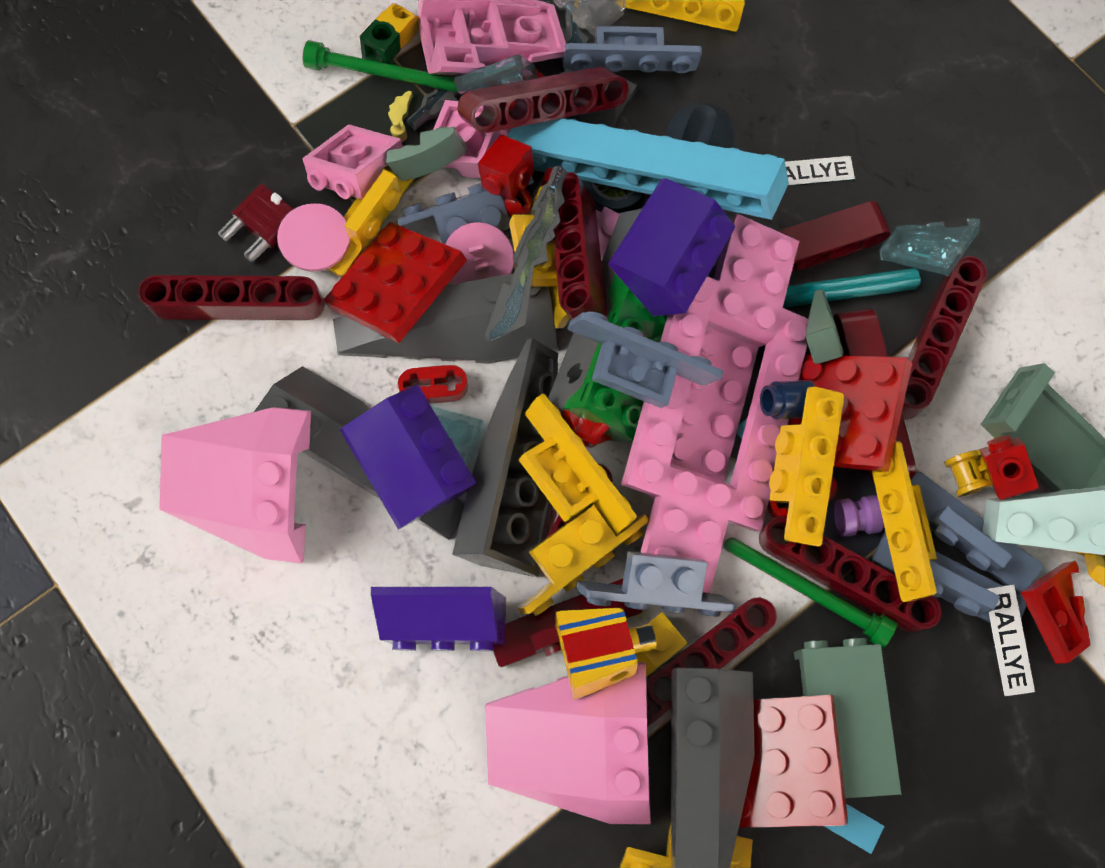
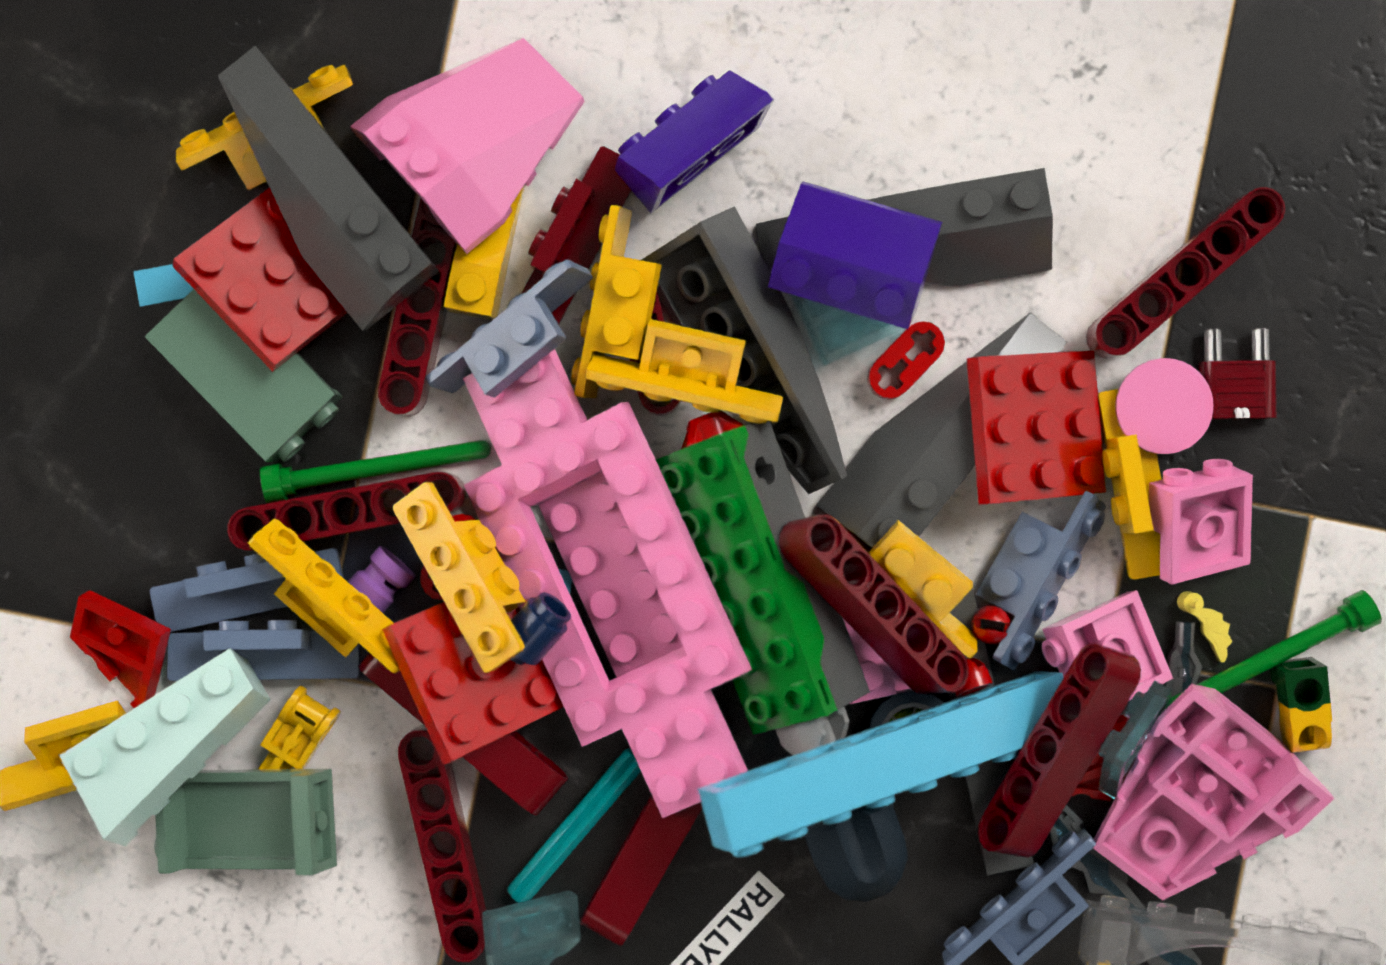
camera: 140 degrees right, 15 degrees up
(239, 480) = (1000, 103): bright pink wedge -> none
(435, 151) = (1123, 594): sand green slope -> none
(485, 249) = (976, 535): bright pink piece -> none
(506, 167) = (1028, 640): red brick -> none
(513, 299) = (914, 557): dark grey sword -> none
(600, 647) = (516, 223): torso -> none
(639, 364) = (701, 512): sand blue bracket -> none
(671, 248) = (773, 672): dark purple slope -> none
(821, 331) = (563, 740): sand green slope -> none
(1008, 467) = (271, 739): red brick -> none
(1010, 643) = (148, 577): white sticker -> none

